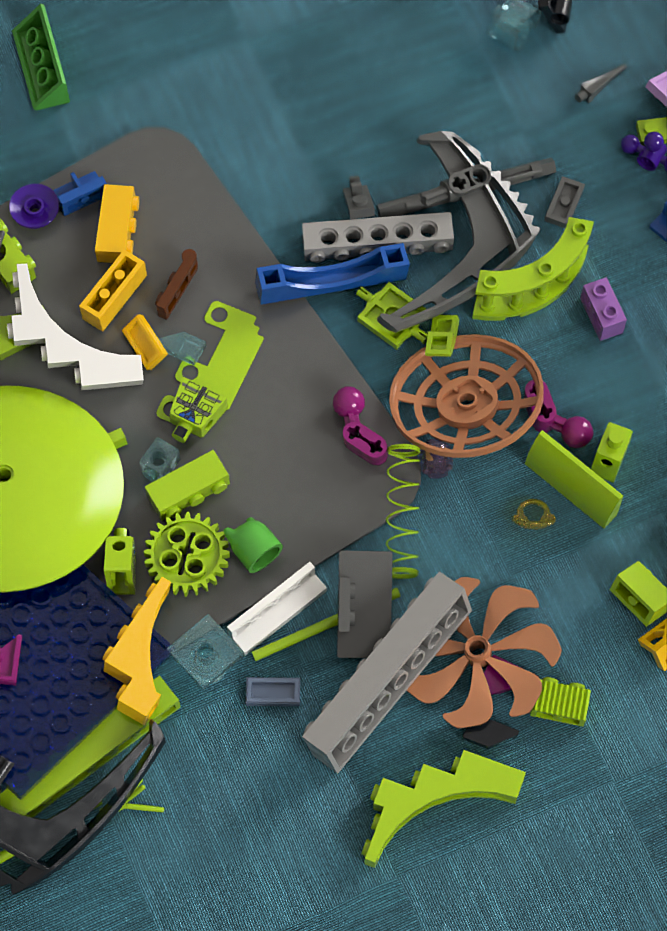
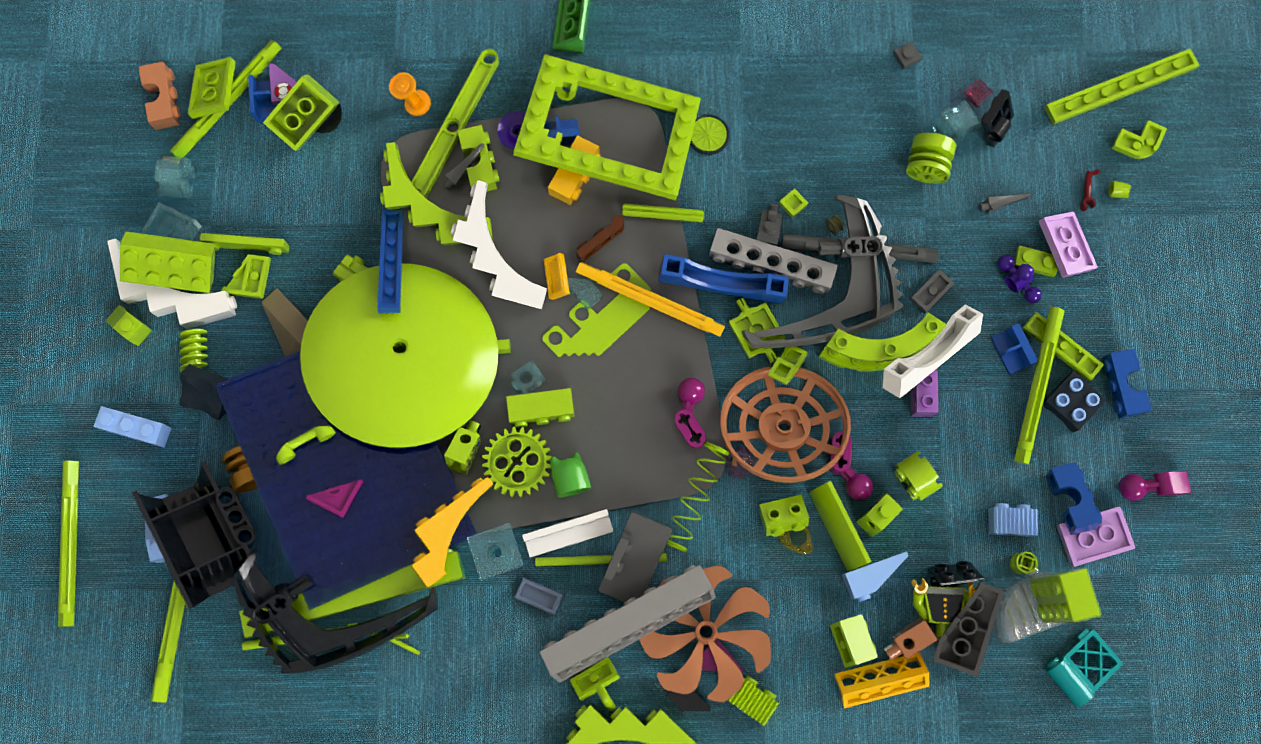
camera: 20 degrees right, 10 degrees up
(64, 208) = (538, 147): none -> lime plate
(113, 290) = (548, 225): yellow brick -> none
(195, 410) = (571, 348): lime torso -> none
(234, 231) = (663, 212): none -> lime axle
(248, 134) = (709, 135): none -> lime wheel
(261, 326) = (651, 299): none -> yellow piece
(373, 169) = (793, 203): none -> lime plate
(377, 752) = (595, 680): none -> lime plate
(429, 173) = (835, 224): none -> olive bush
(502, 65) = (931, 158): none -> lime wheel
(508, 494) = (784, 515): none -> lime brick
(612, 227) = (908, 372): none -> white arch
(627, 524) = (870, 577): none -> light blue slope
(635, 395) = (918, 476): none -> lime brick

